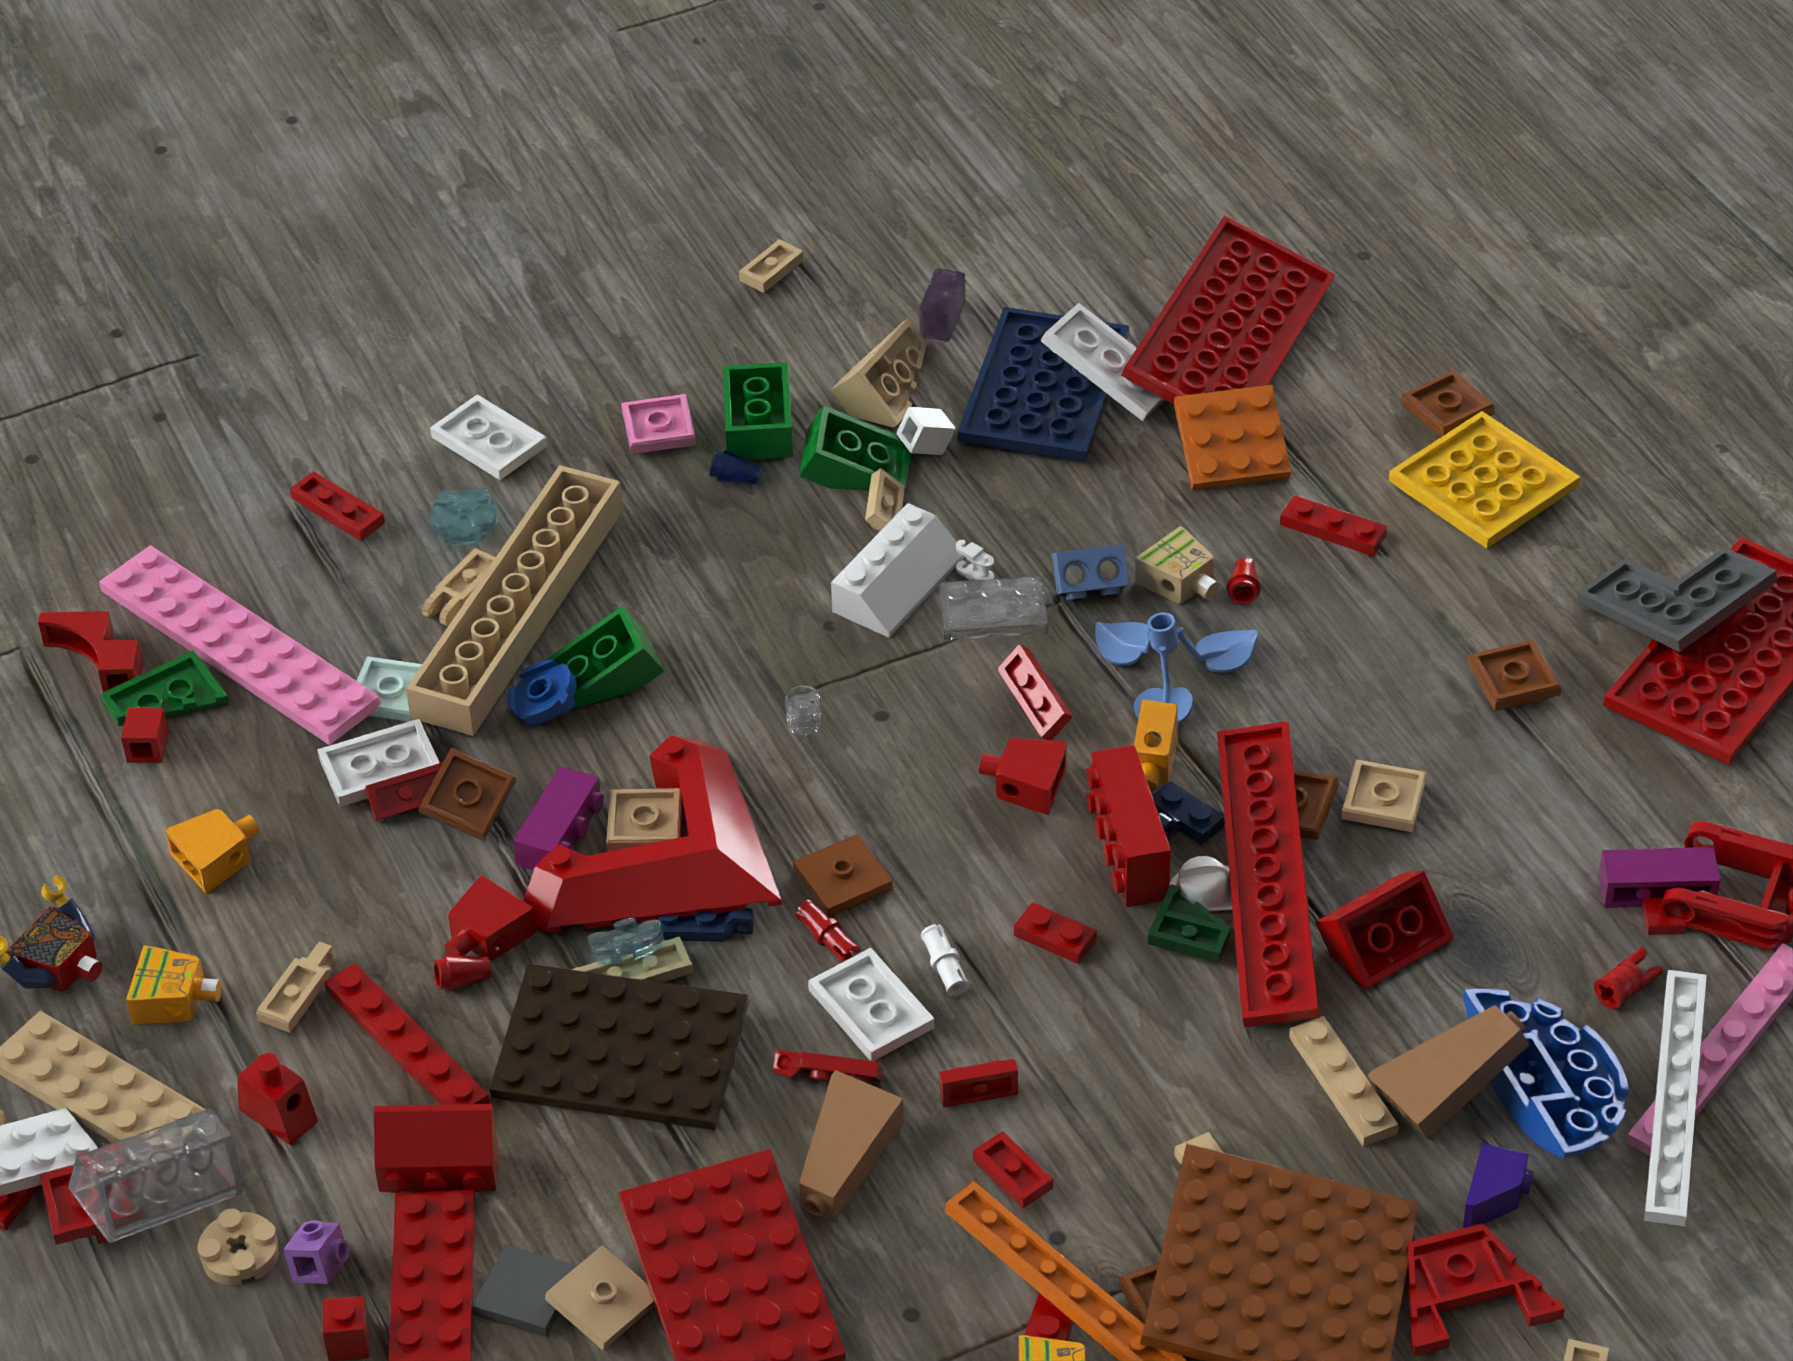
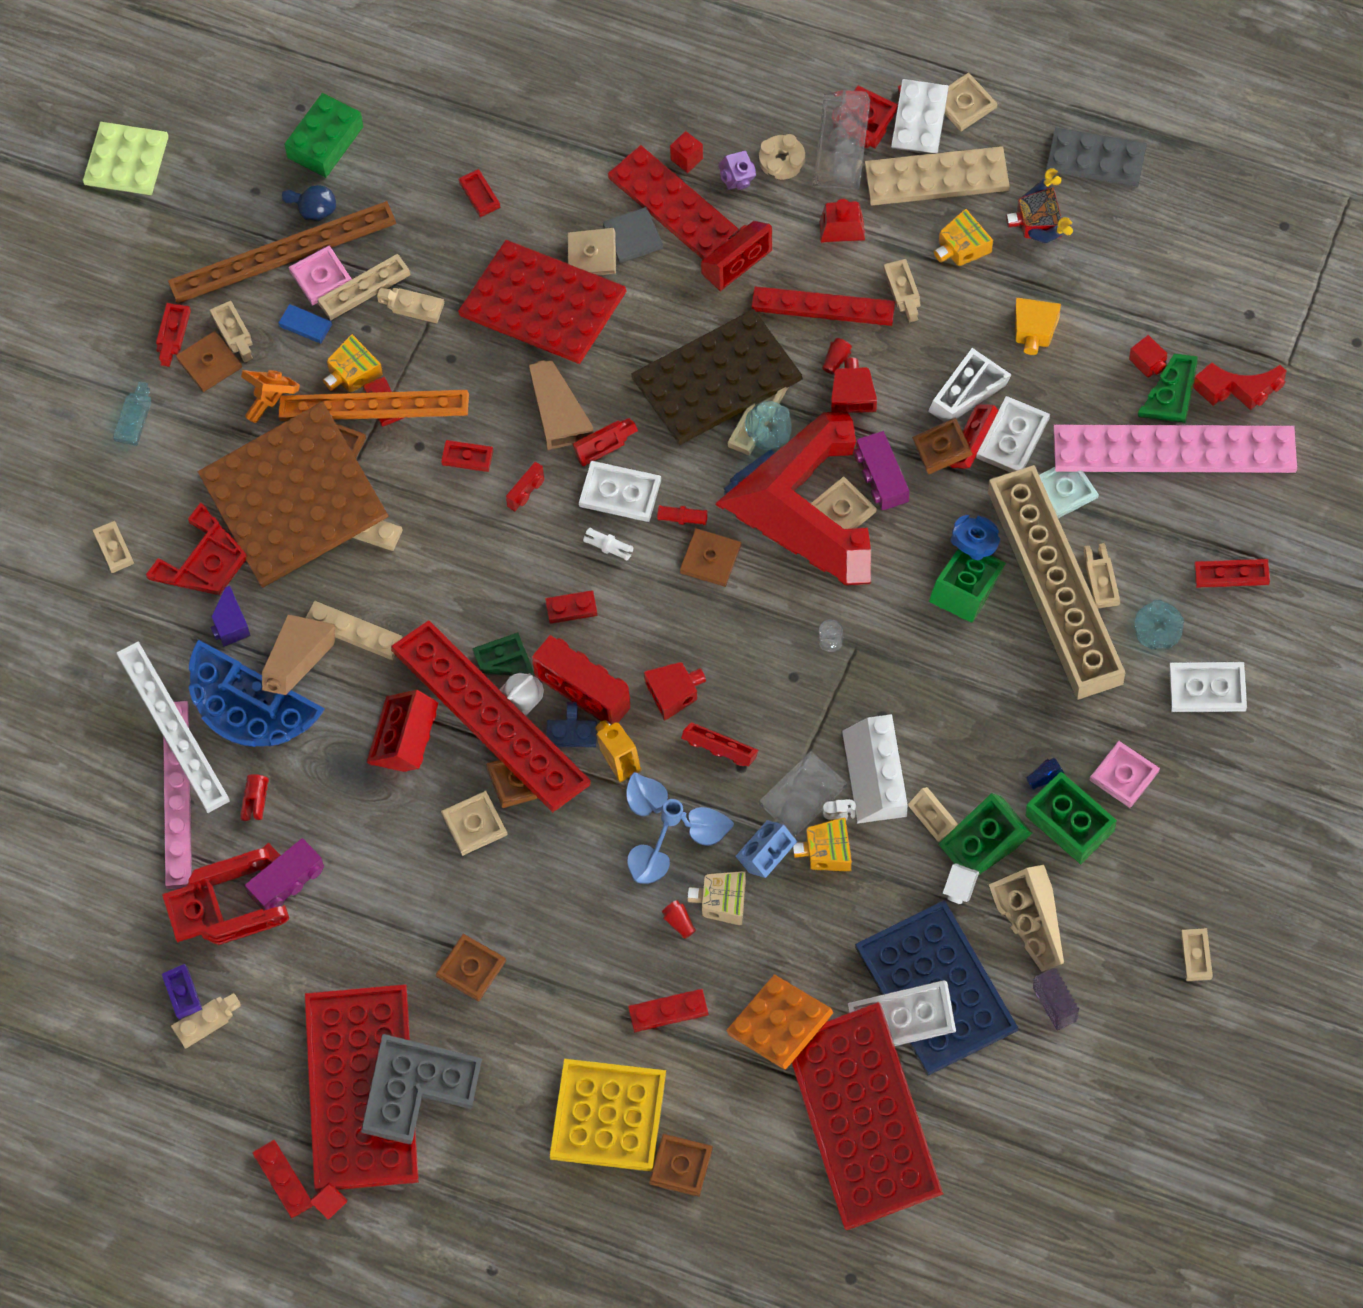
camera: 140 degrees right, 20 degrees up
(372, 829) = (968, 386): none -> white wedge
(1021, 541) = (826, 846): none -> light orange torso

